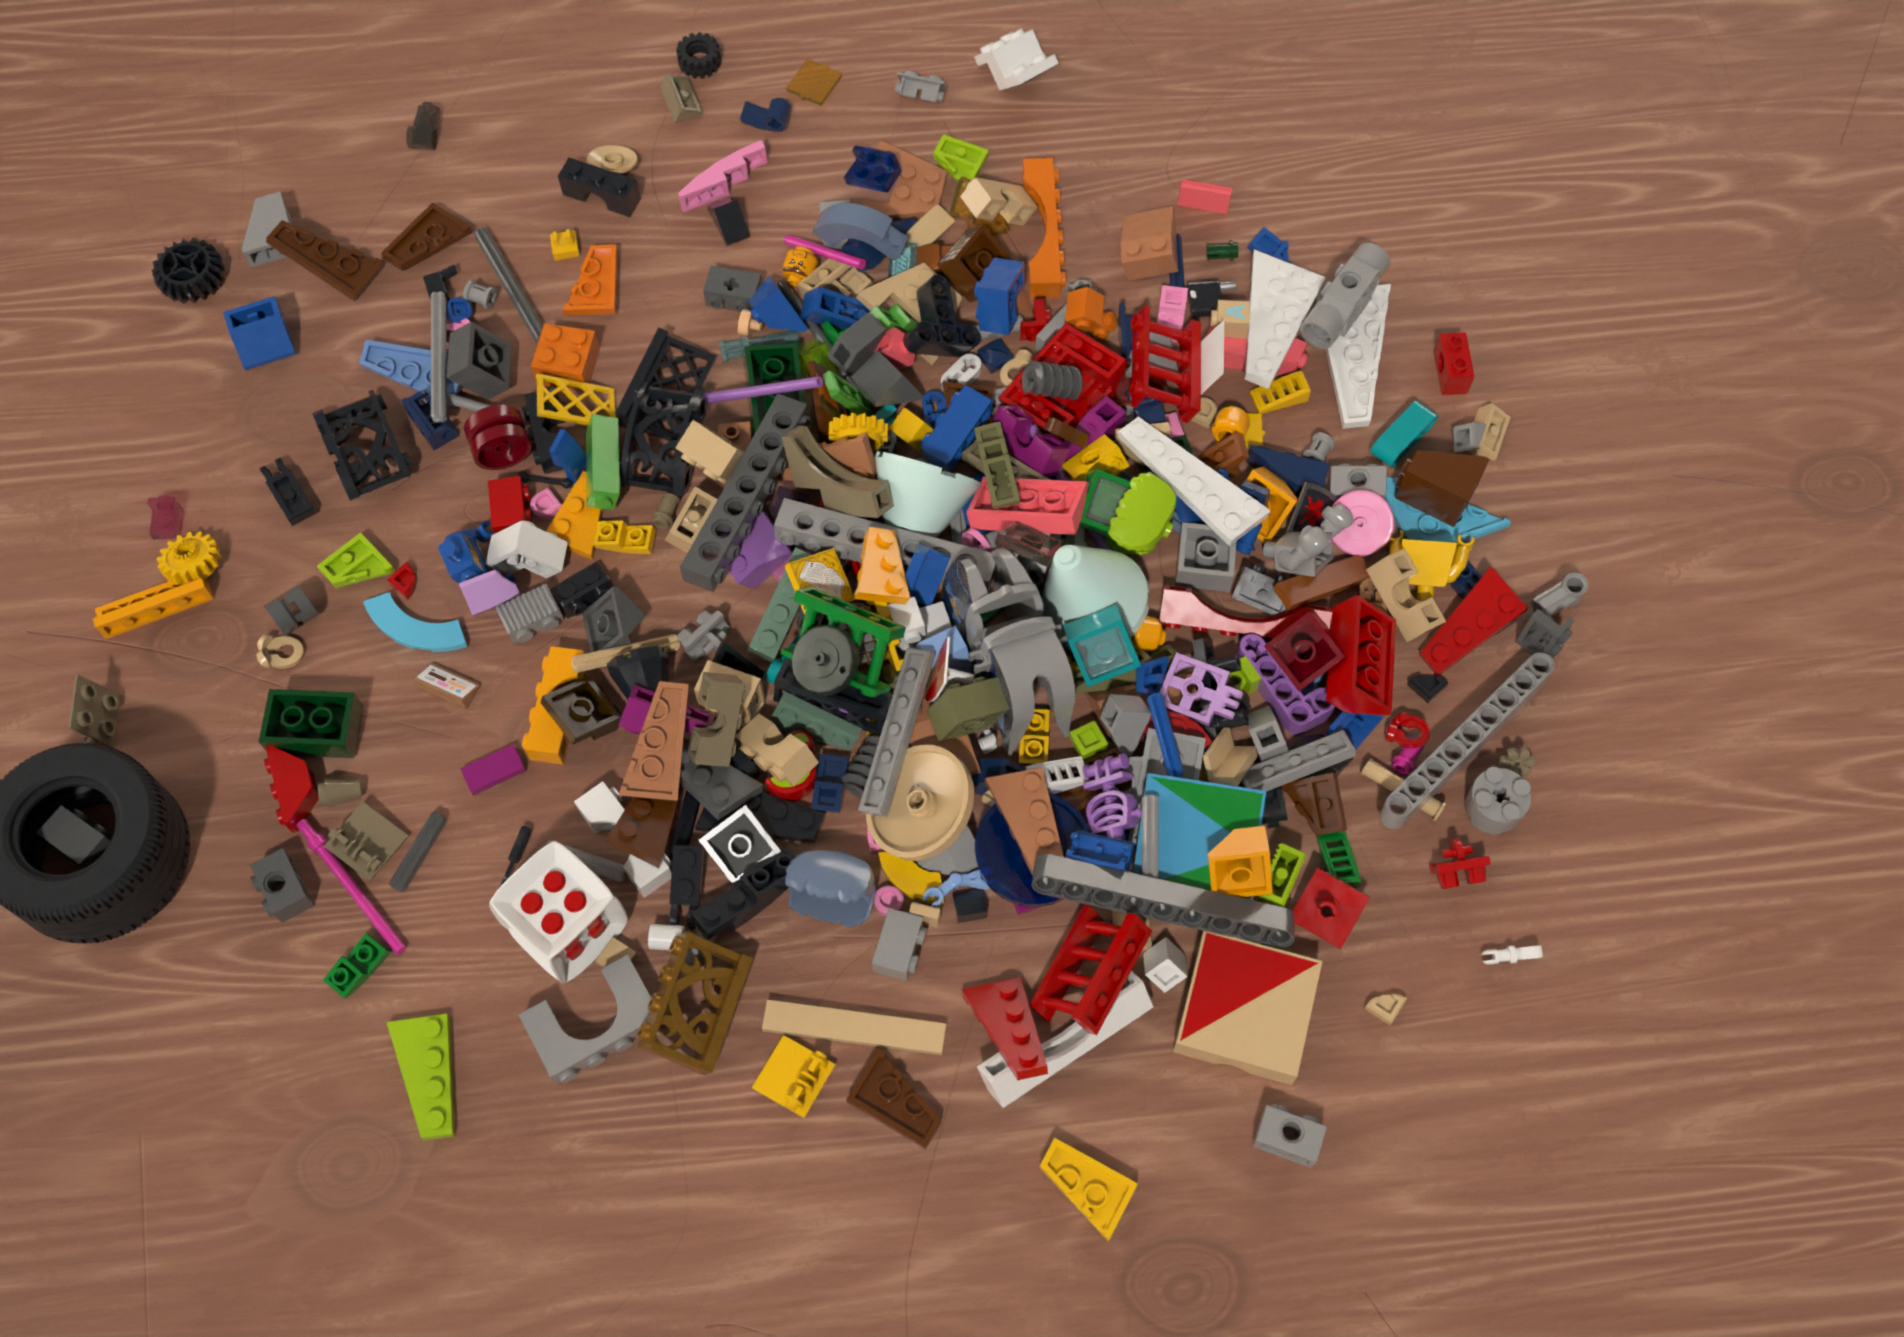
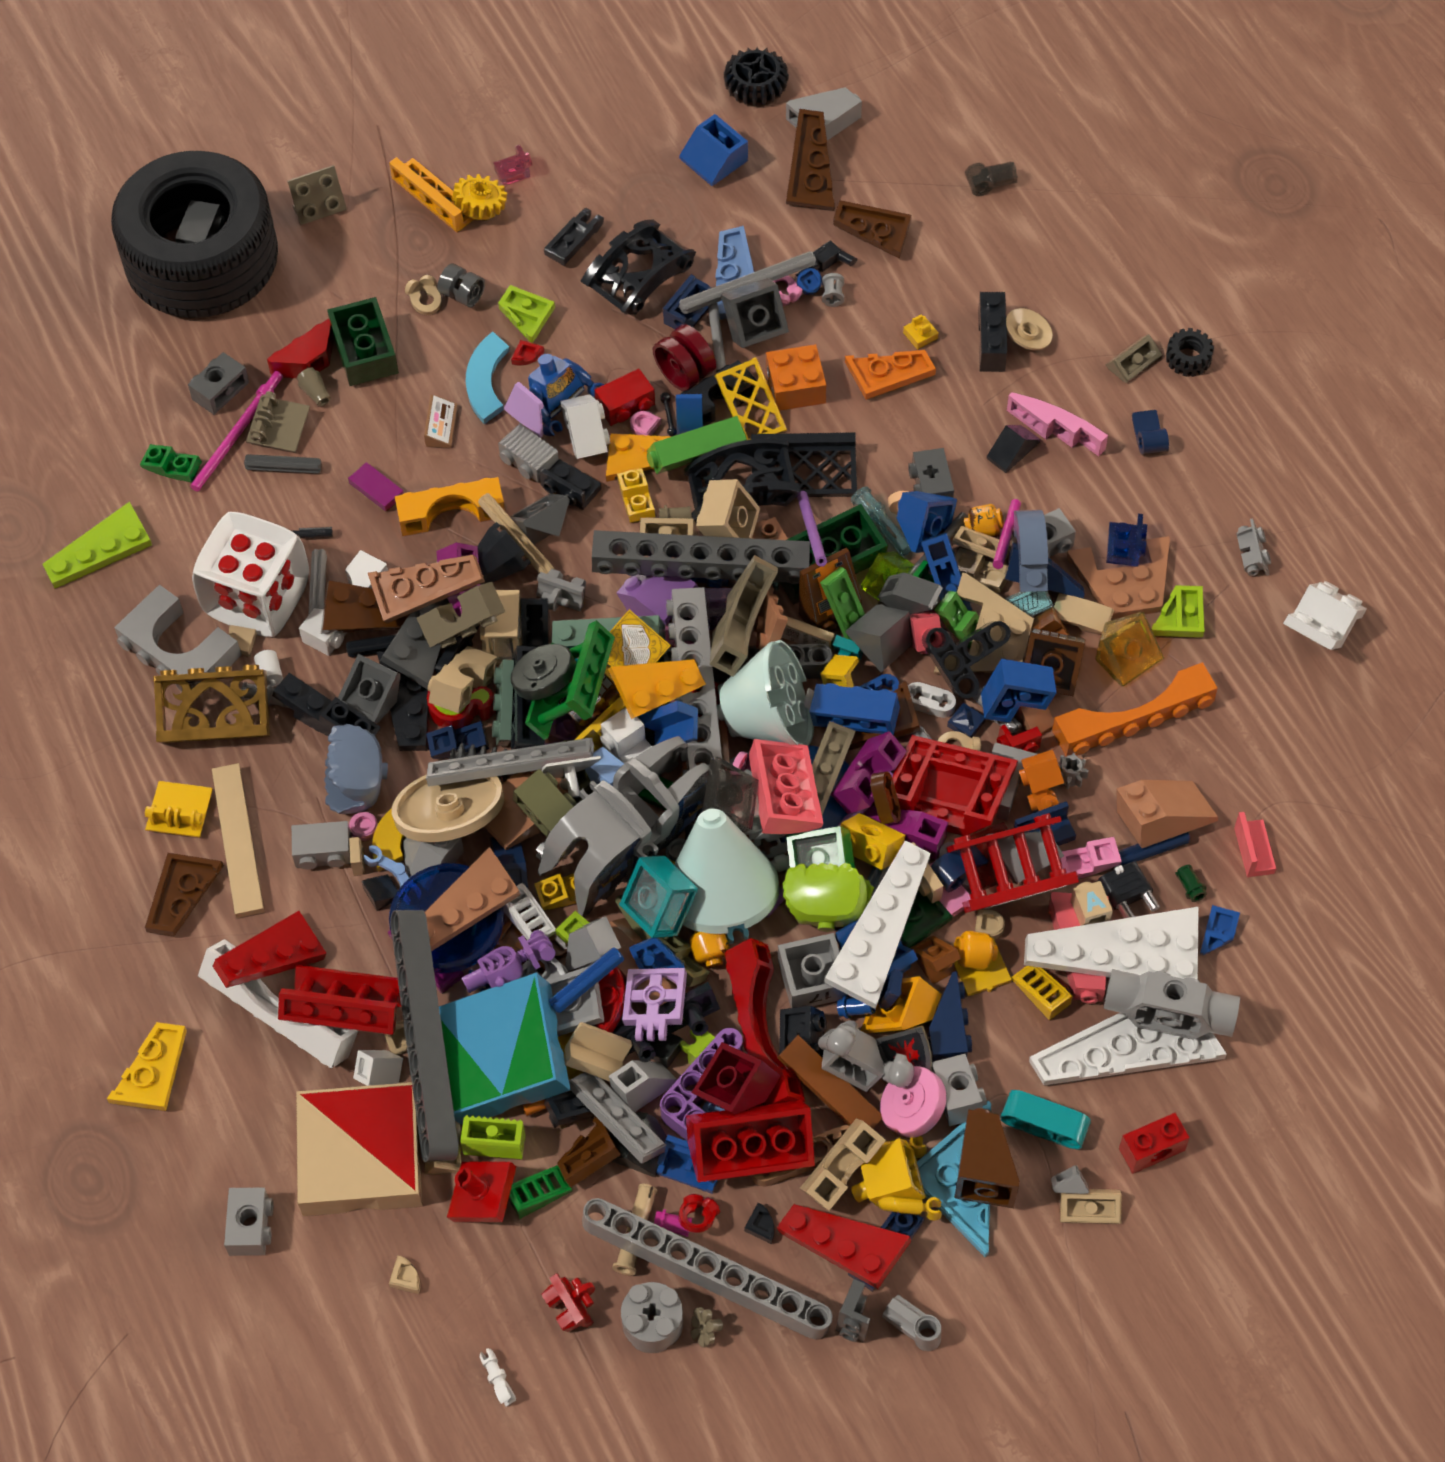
camera: 70 degrees right, 5 degrees down
(509, 282) = (860, 305): dark grey axle -> none
(582, 710) = (446, 520): dark brown plate -> none
(686, 881) = (322, 662): black hinge -> none
(814, 82) = (1214, 459): clear yellow piece -> none
(854, 425) = (801, 622): yellow gear -> none
(989, 197) = (1146, 669): tan arch -> none
(997, 465) = (817, 749): olive slope -> none
(1052, 380) = (941, 768): dark grey piece -> none
(1101, 850) = (451, 965): blue hinge -> none
(1150, 818) = (478, 999): light grey axle -> none
(1241, 864) = (479, 1083): light orange slope -> none
(1320, 447) = (988, 1043): light grey bush -> none

